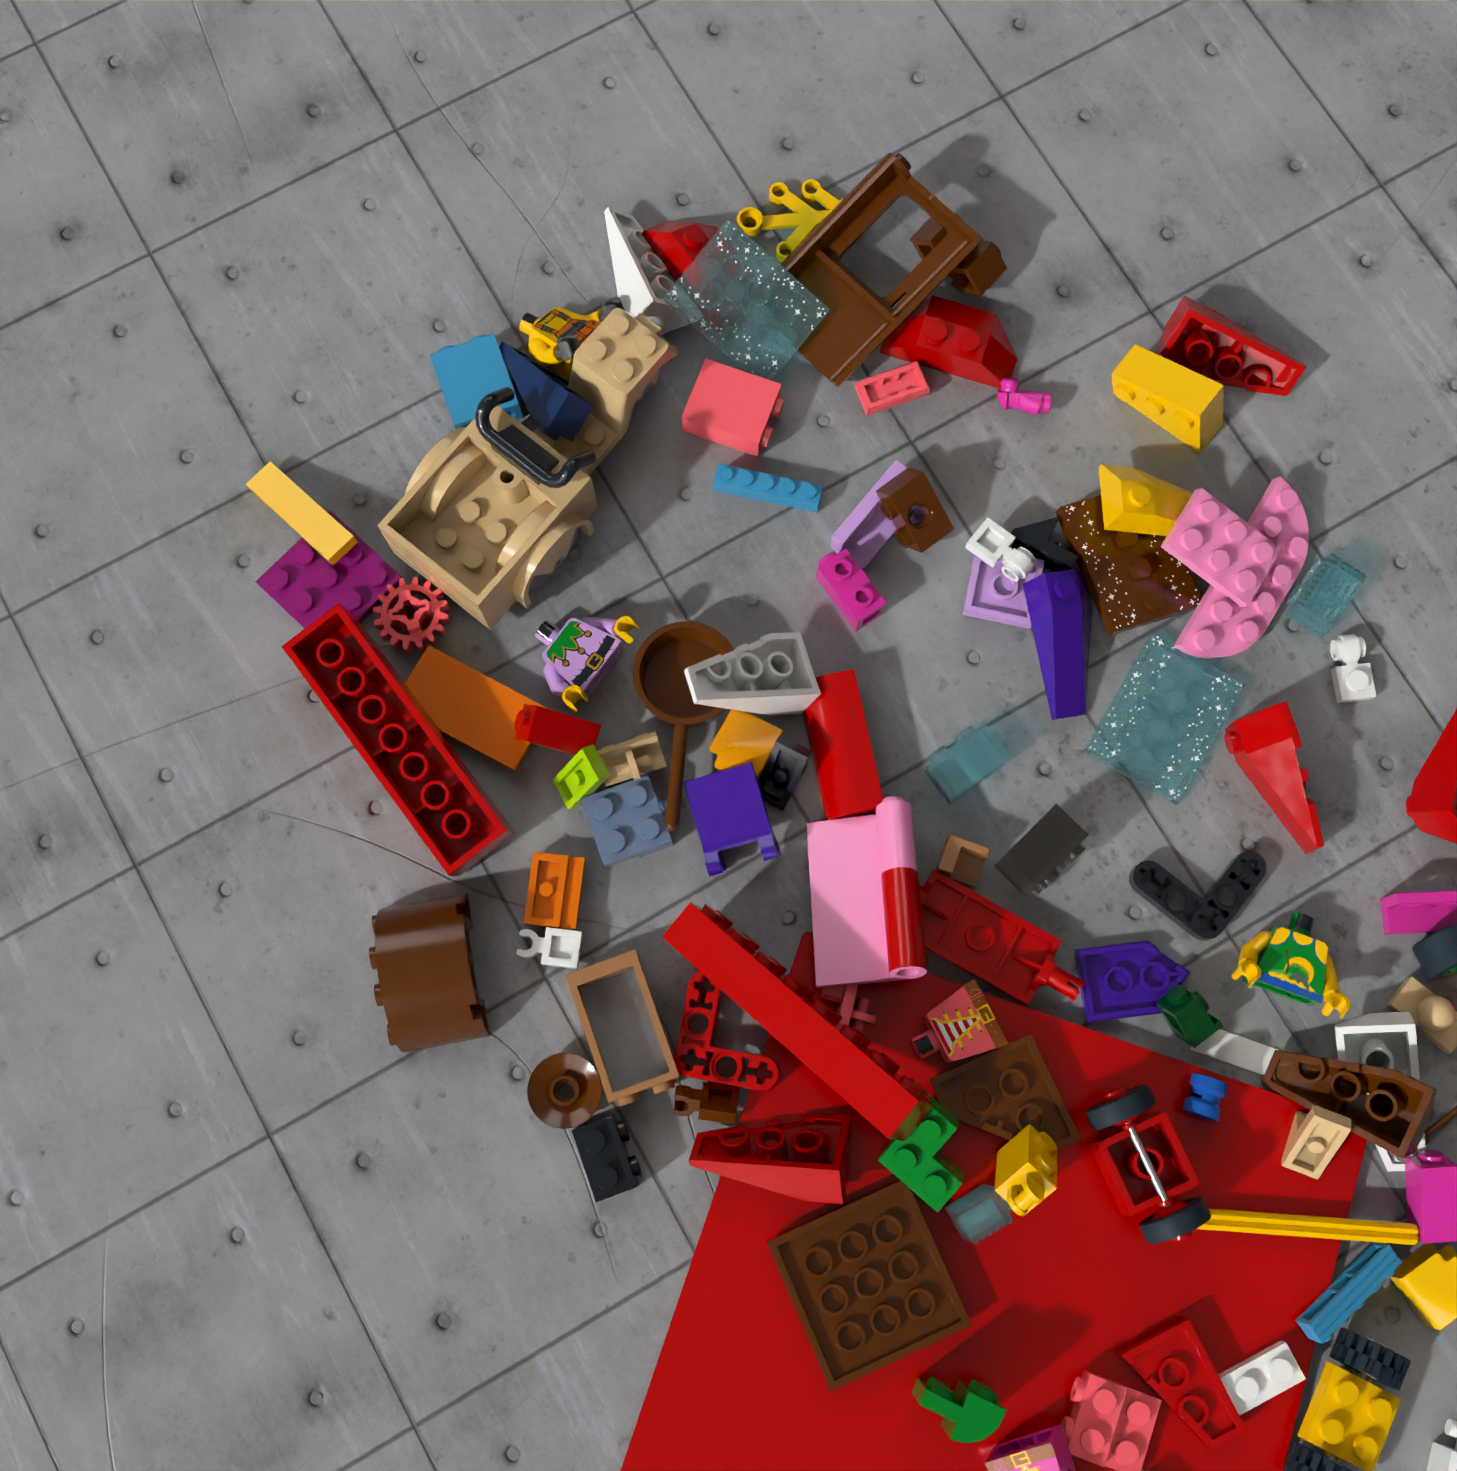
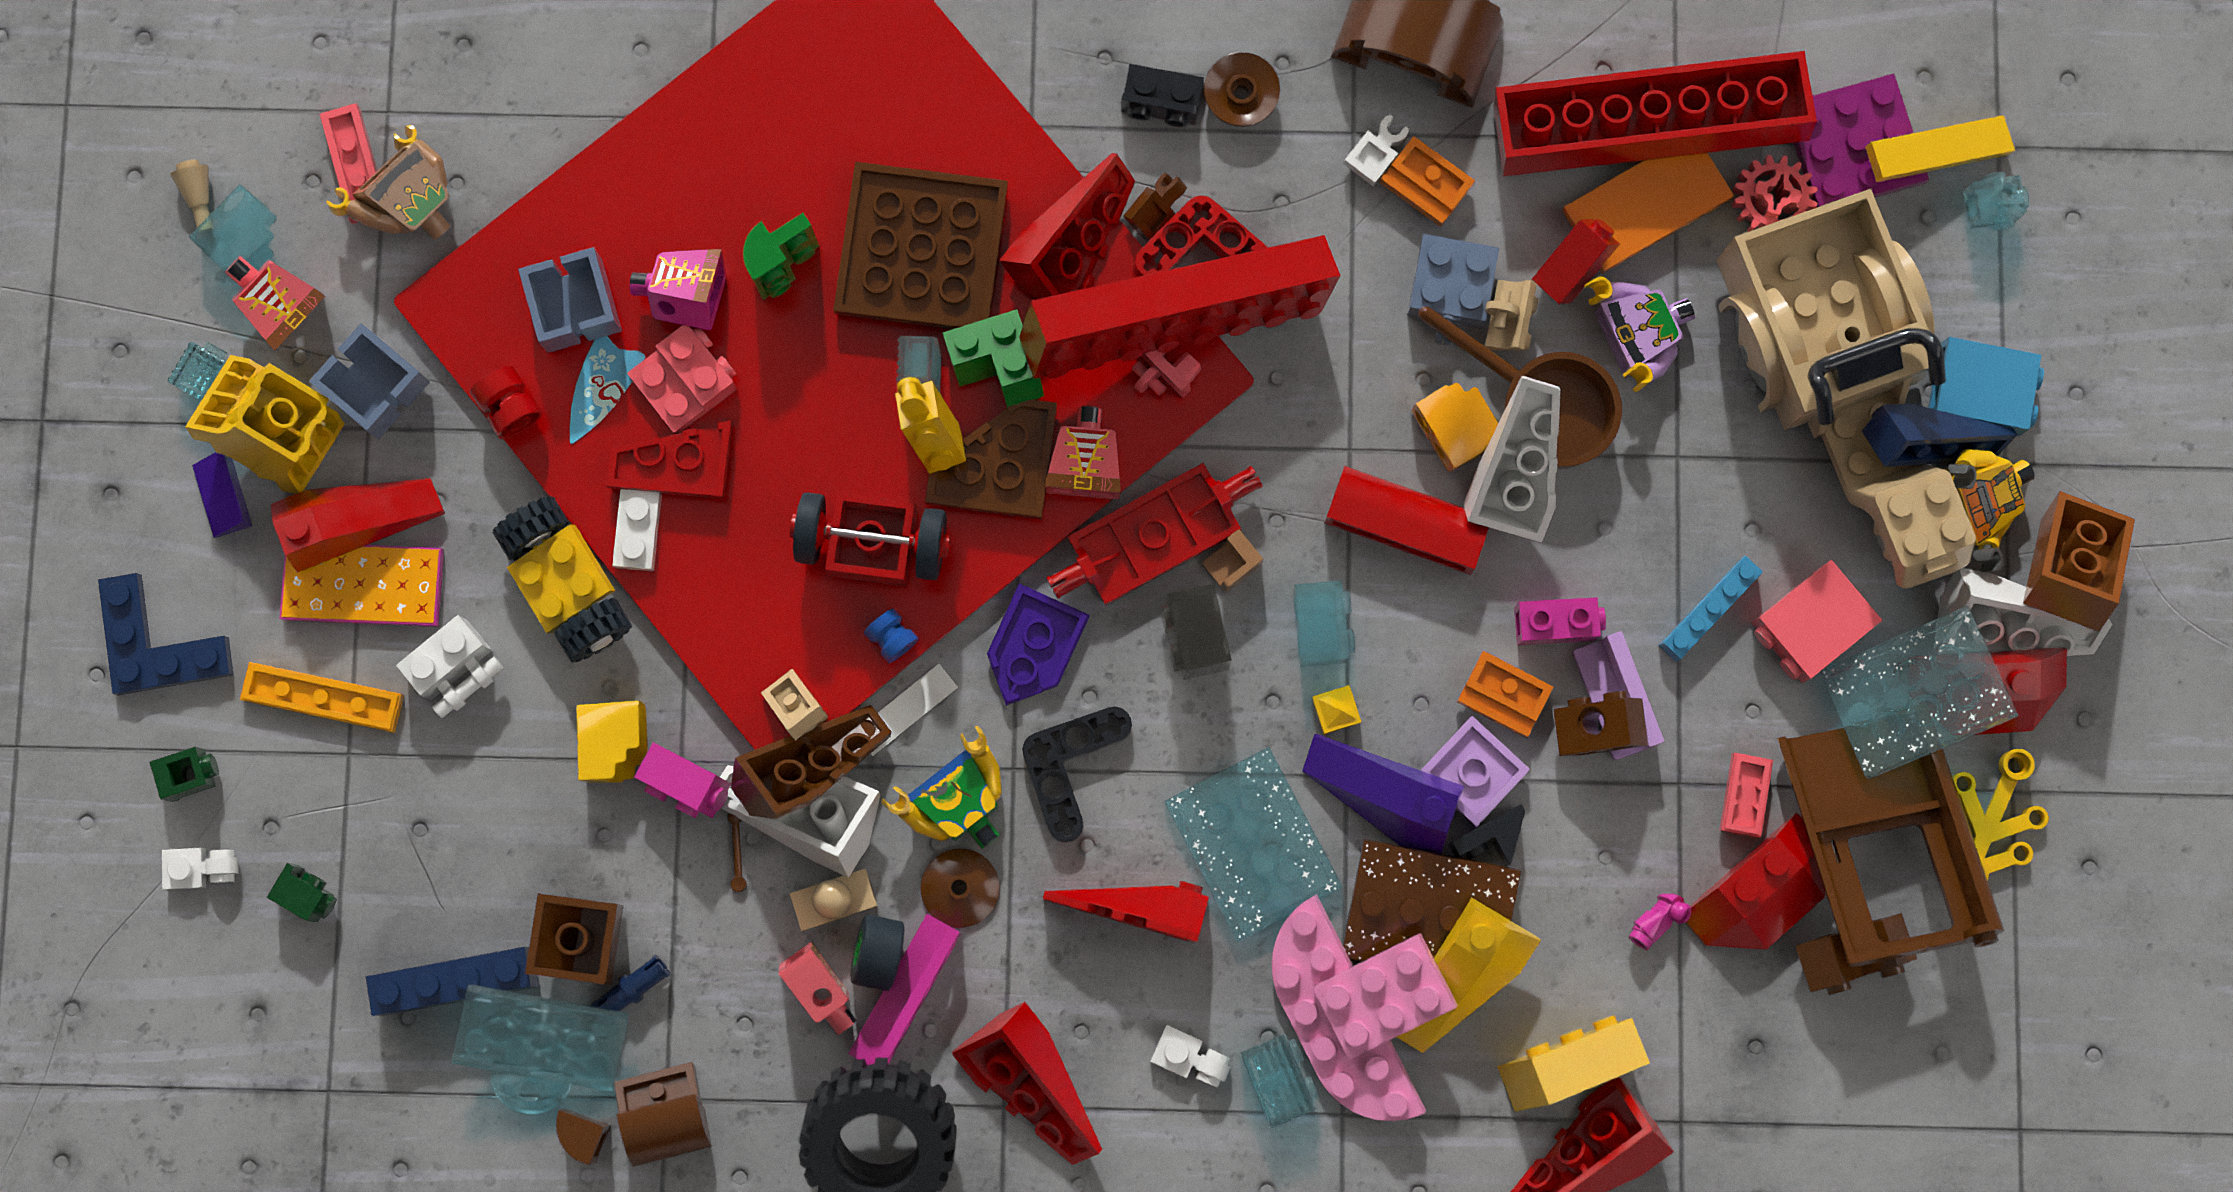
camera: 120 degrees right, 5 degrees up
(322, 450) = (1996, 201): none -> clear light blue brick
(577, 246) = (2079, 561): none -> dark orange brick
(581, 776) = (1519, 259): lime plate -> none
(623, 1028) = (1266, 170): clear piece -> none
(730, 814) = (1401, 372): dark purple flag -> none
(783, 772) = (1414, 446): black slope -> none
(866, 898) = (1253, 444): bright pink door -> none
(930, 597) = (1504, 694): none -> orange plate
(994, 543) = (1520, 779): white plate -> none
(1022, 715) = (1336, 709): none -> yellow tile
(1188, 1015) = (969, 672): dark green brick -> none
(1312, 1226) = (730, 652): yellow axle -> none
(1333, 926) = (981, 891): none -> reddish brown dish
(1349, 1292) = (654, 654): dark azure piece -> none

